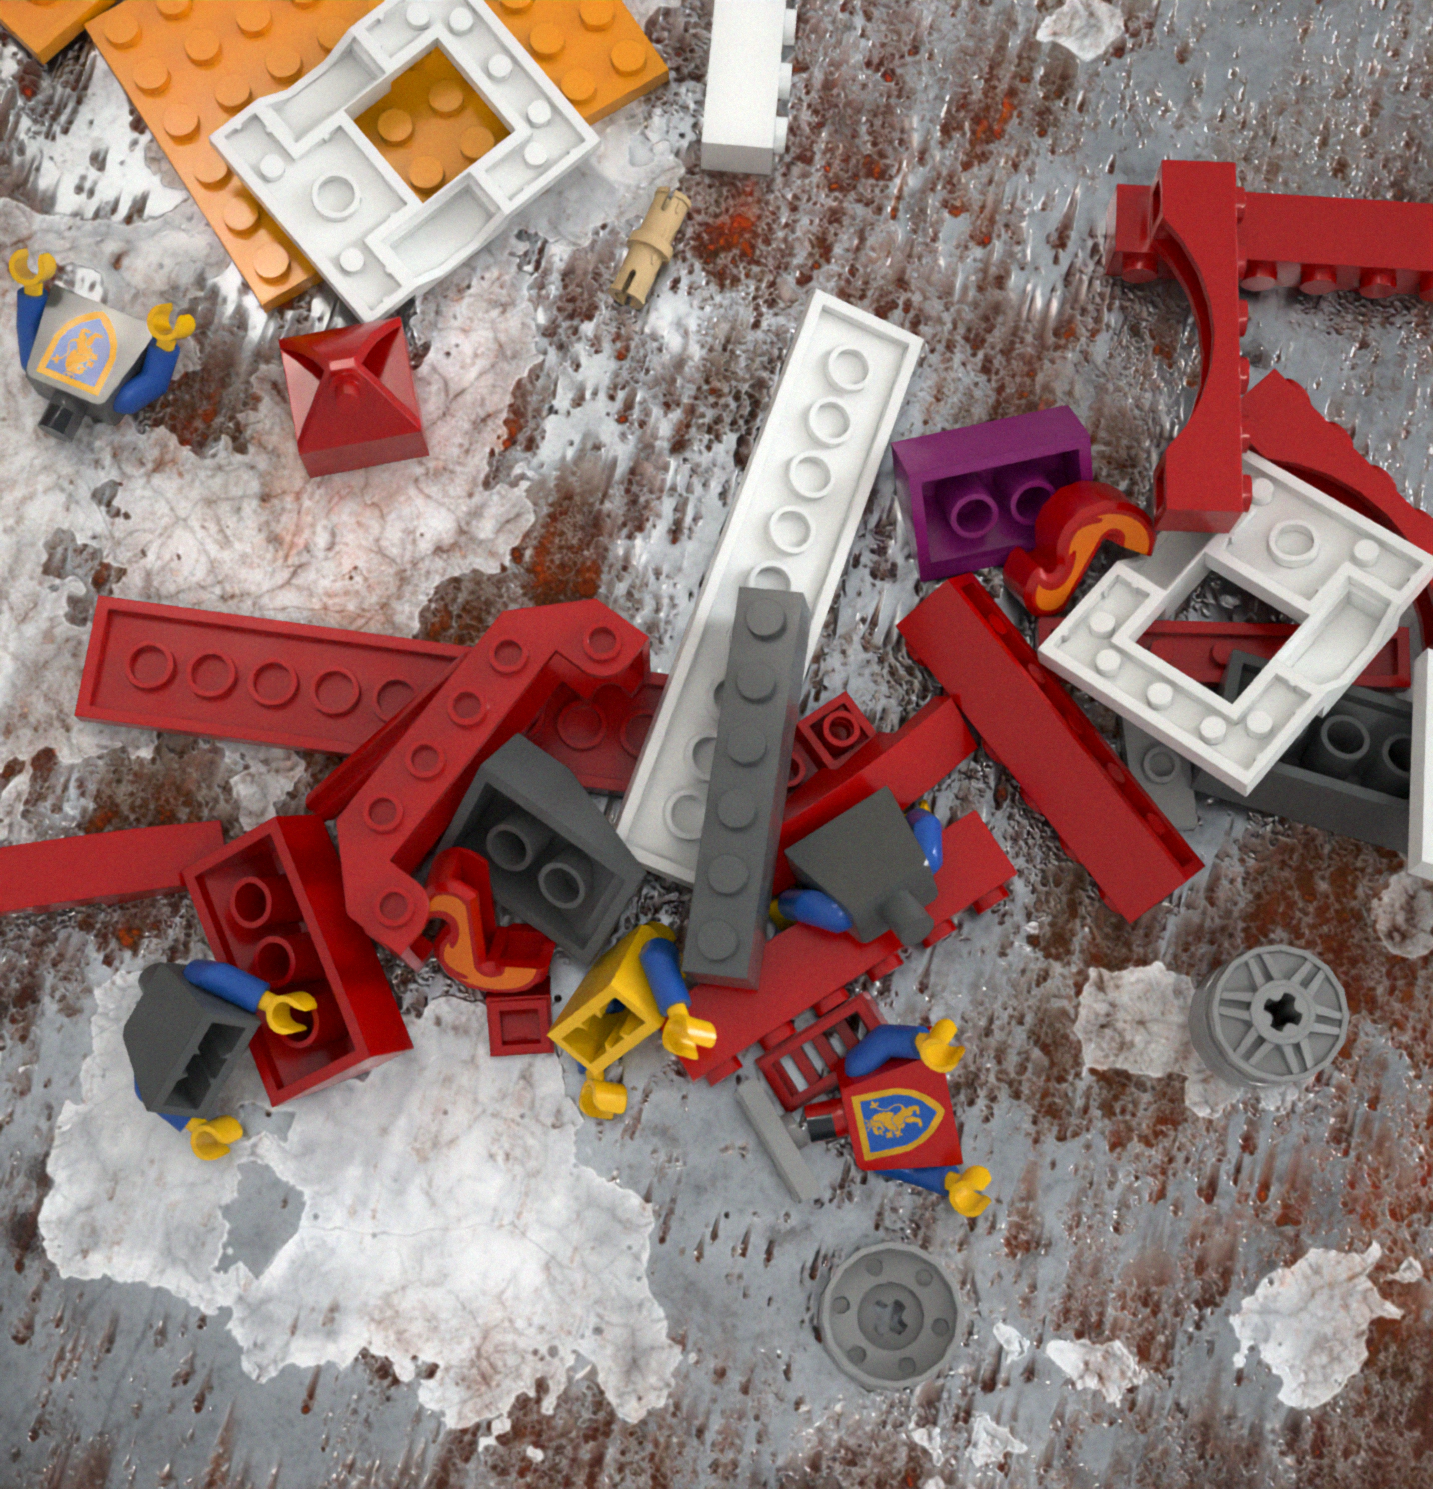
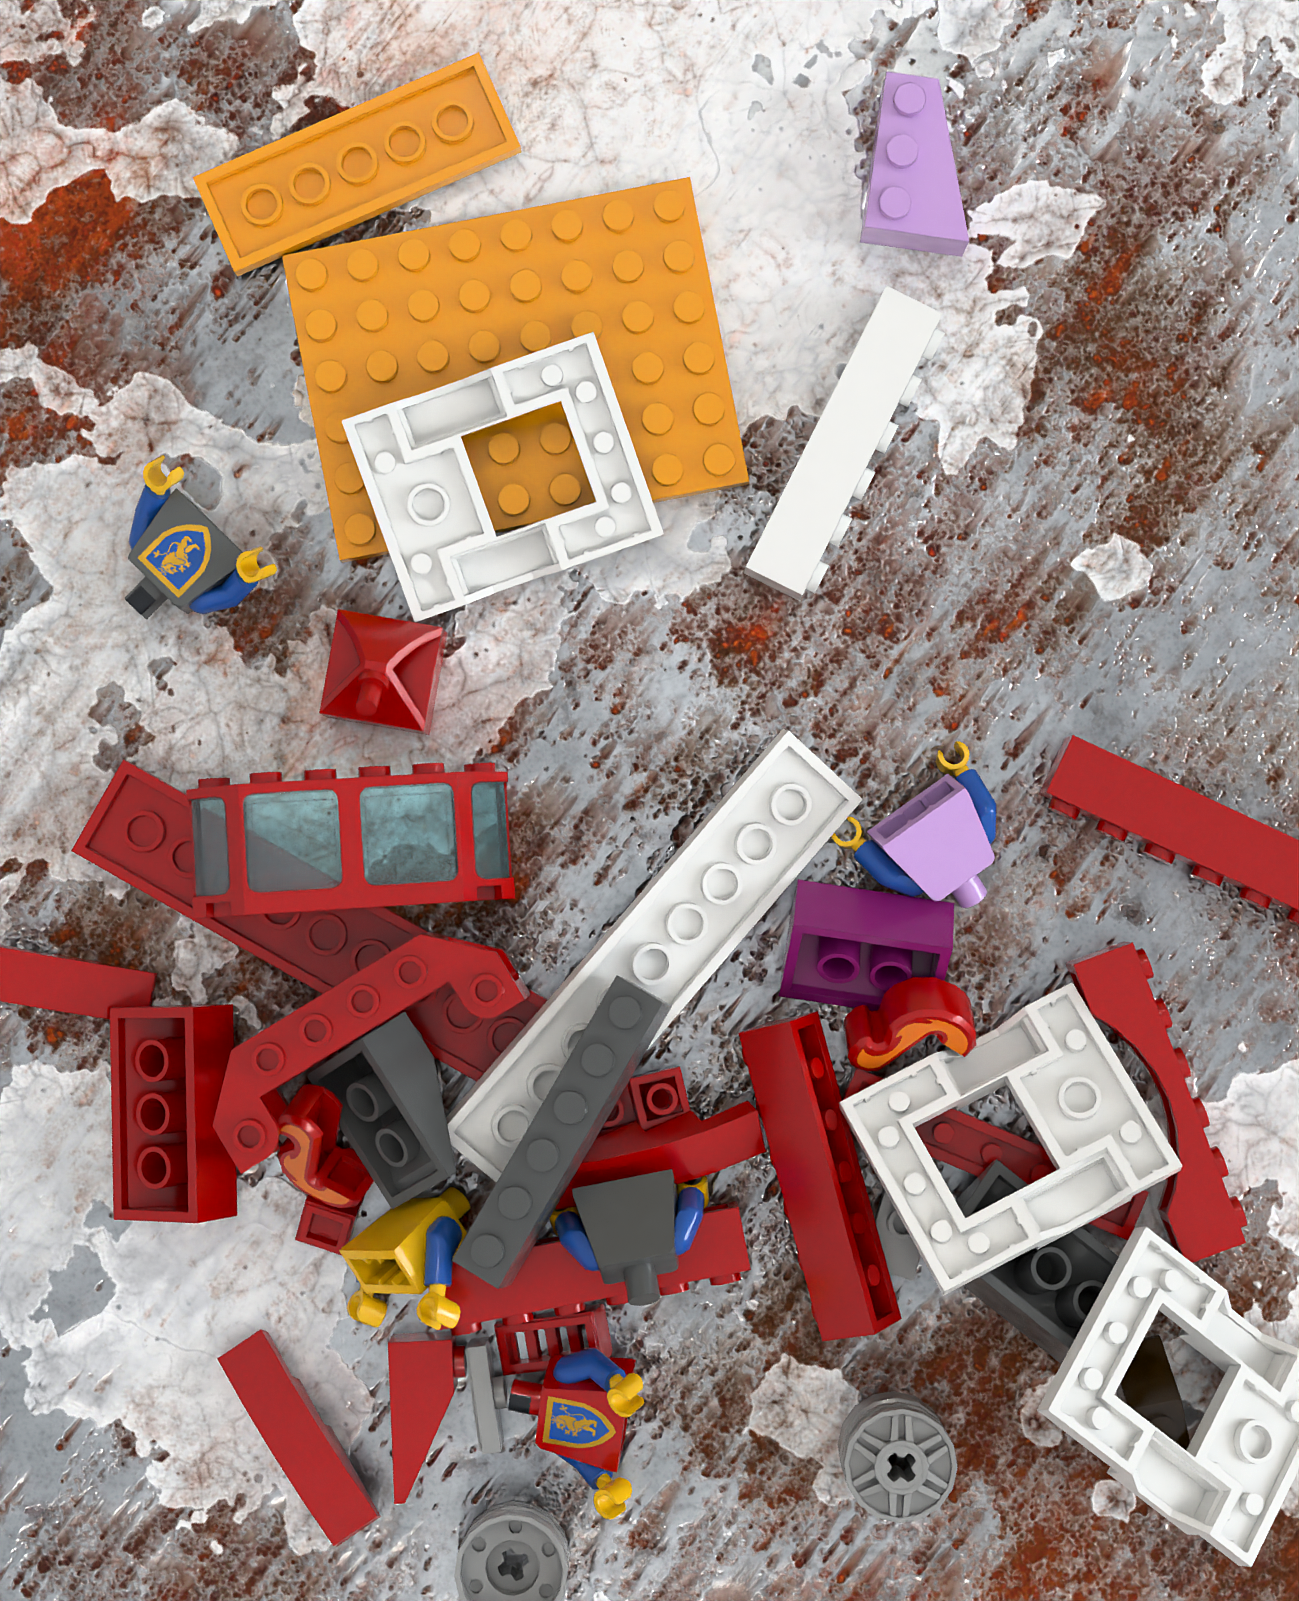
camera: 30 degrees right, 10 degrees up
(190, 1038) = (73, 1144): dark grey torso -> none
(344, 783) = (303, 977): red axle -> none
(379, 572) = (350, 840): none -> windscreen
(583, 1277) = (299, 1438): none -> red slope
(649, 247) = (672, 631): tan pin -> none
(704, 1166) = (421, 1383): none -> red slope
(1017, 349) = (935, 838): none -> lavender torso
(1195, 231) = (1114, 807): red arch -> none

